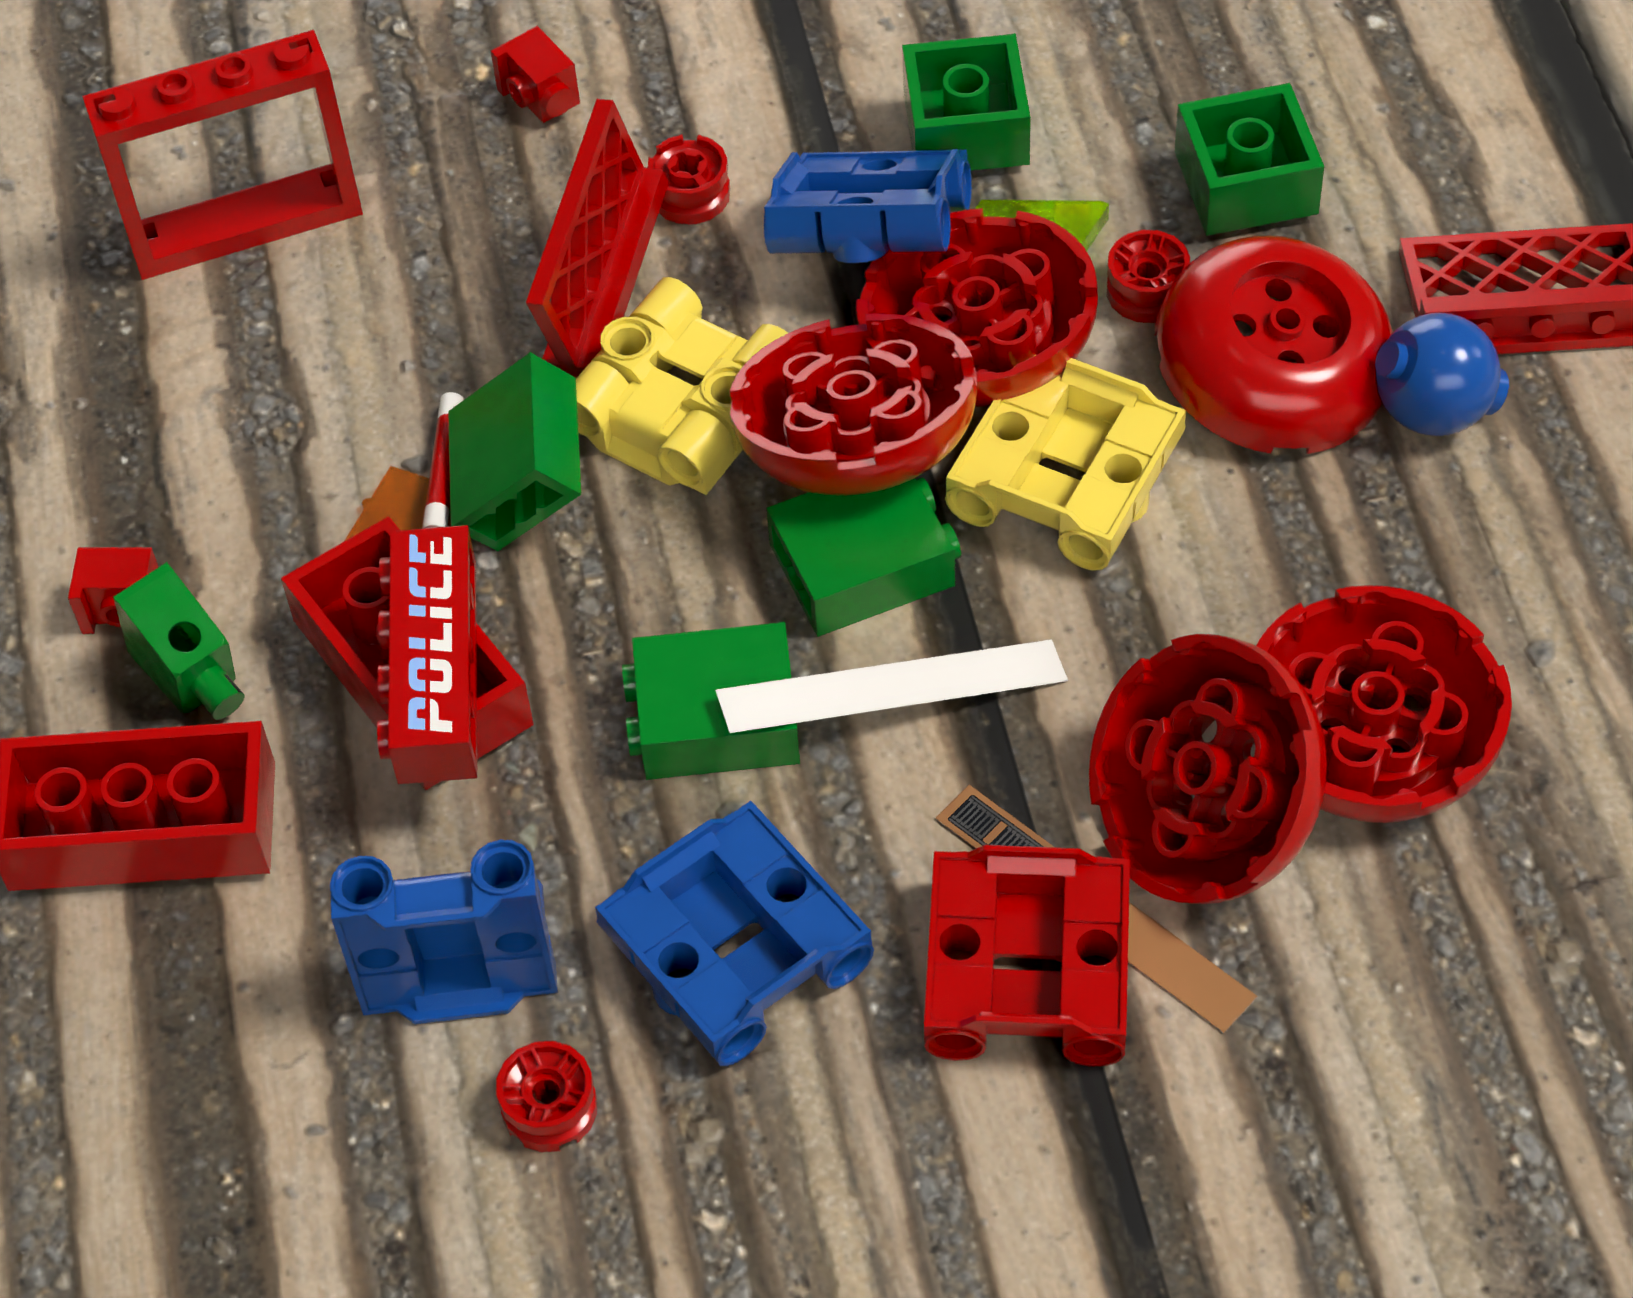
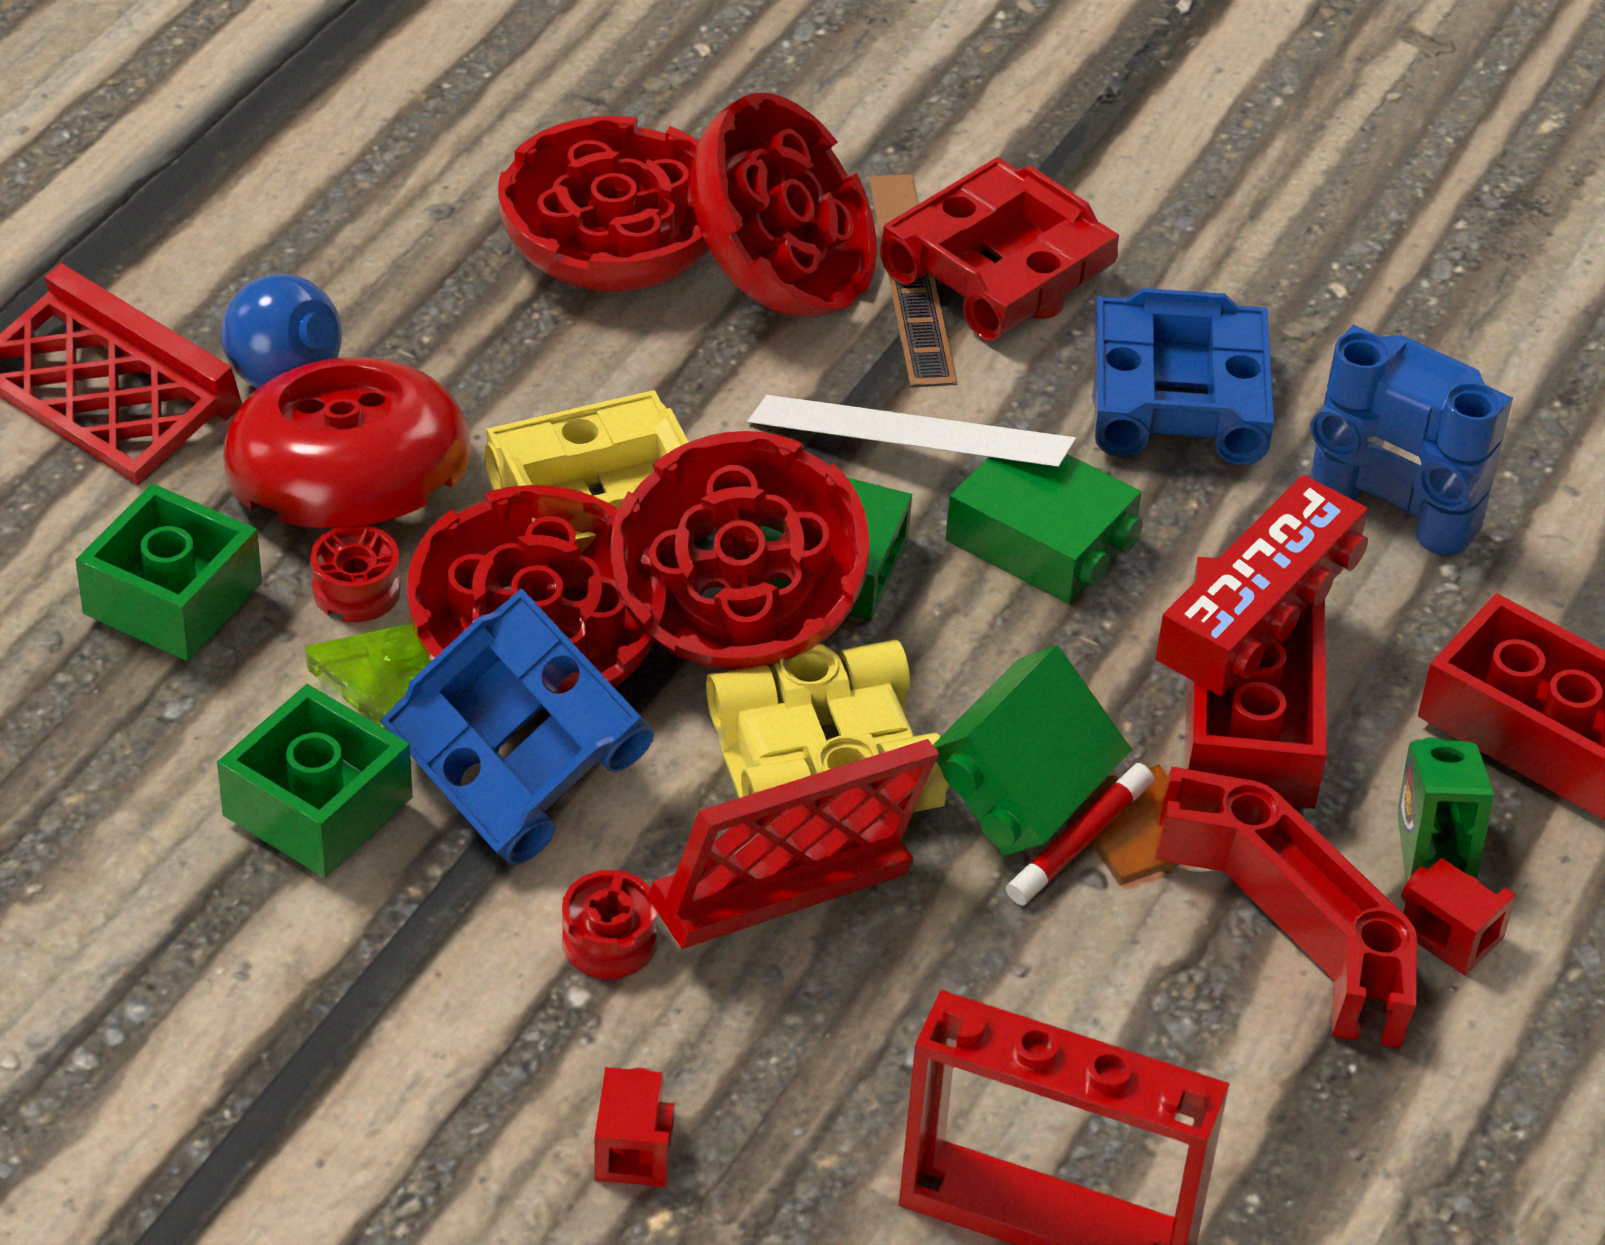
camera: 145 degrees left, 10 degrees down
(240, 519) = (1301, 886): none -> red piece

